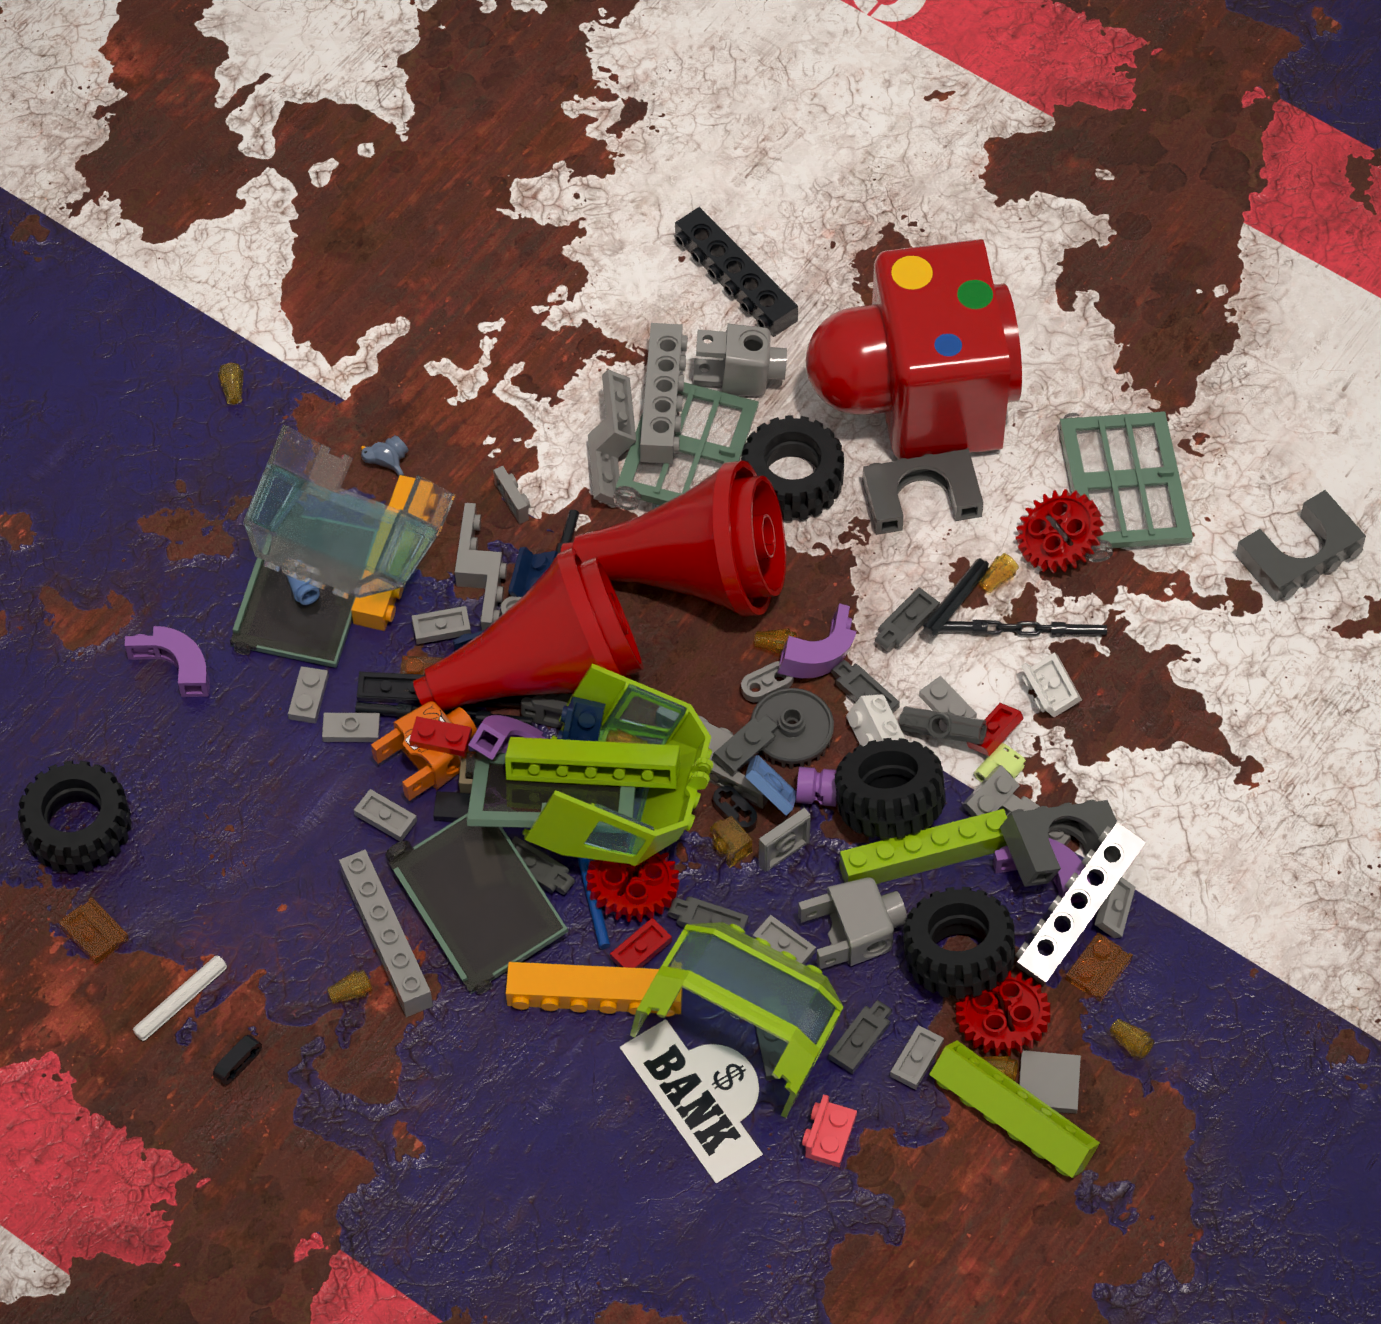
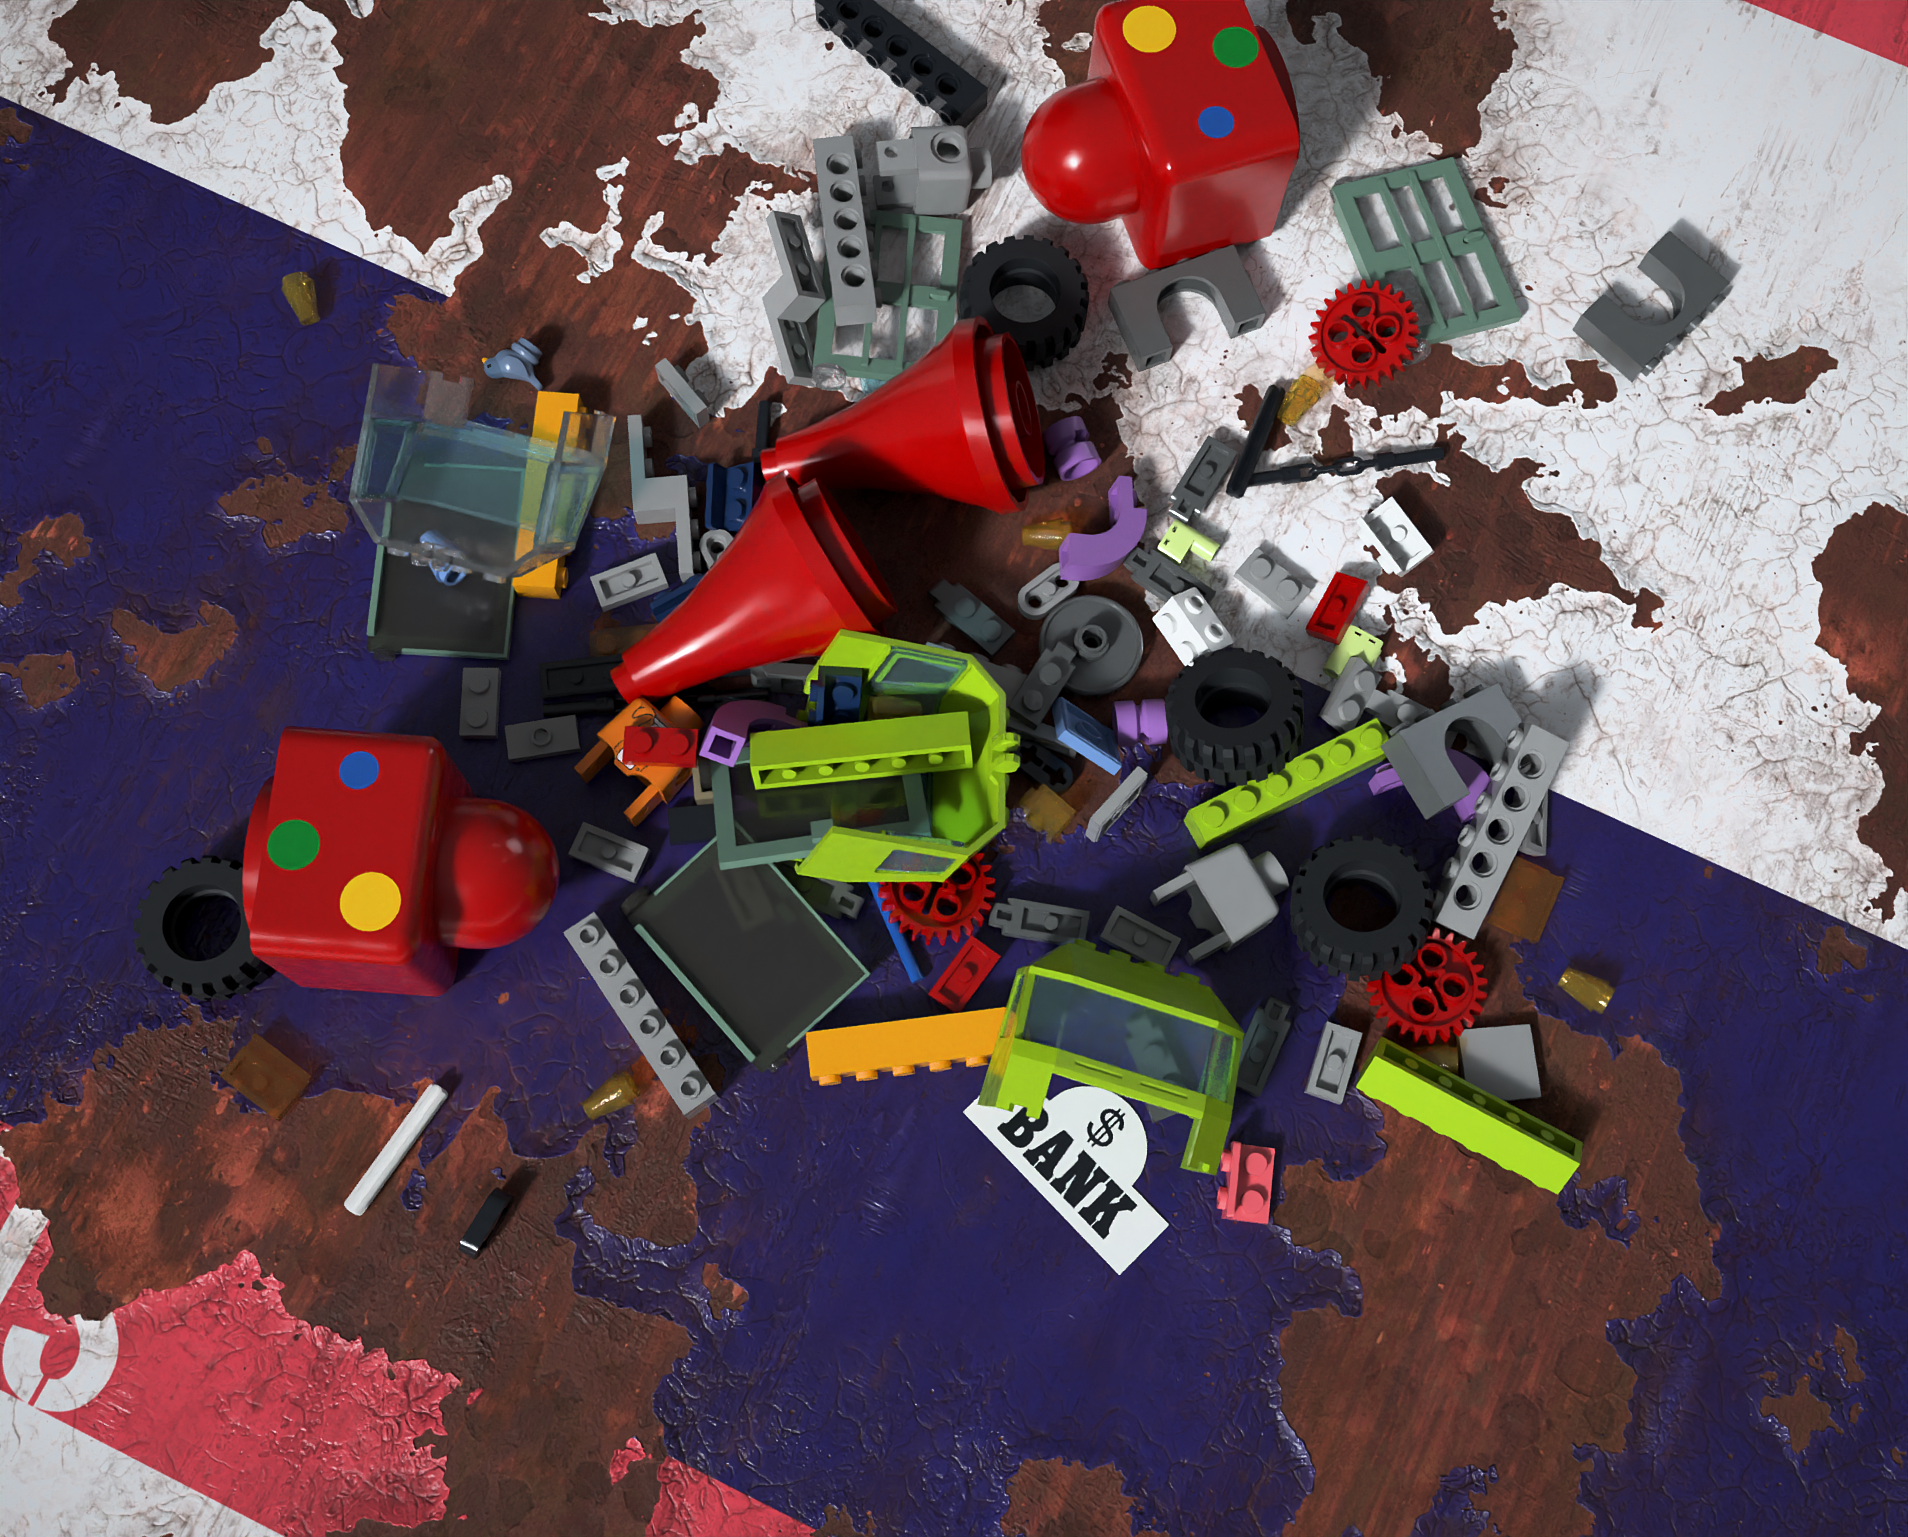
camera: 15 degrees left, 15 degrees up
(177, 649) = (325, 695): medium lavender arch -> none
(219, 780) = (385, 863): none -> red piece
(703, 692) = (971, 617): none -> dark grey hinge
(807, 580) = (1069, 444): none -> medium lavender wheel
(885, 662) = (1182, 539): none -> yellowish green piece
(958, 727) = (1299, 615): dark grey piece -> none

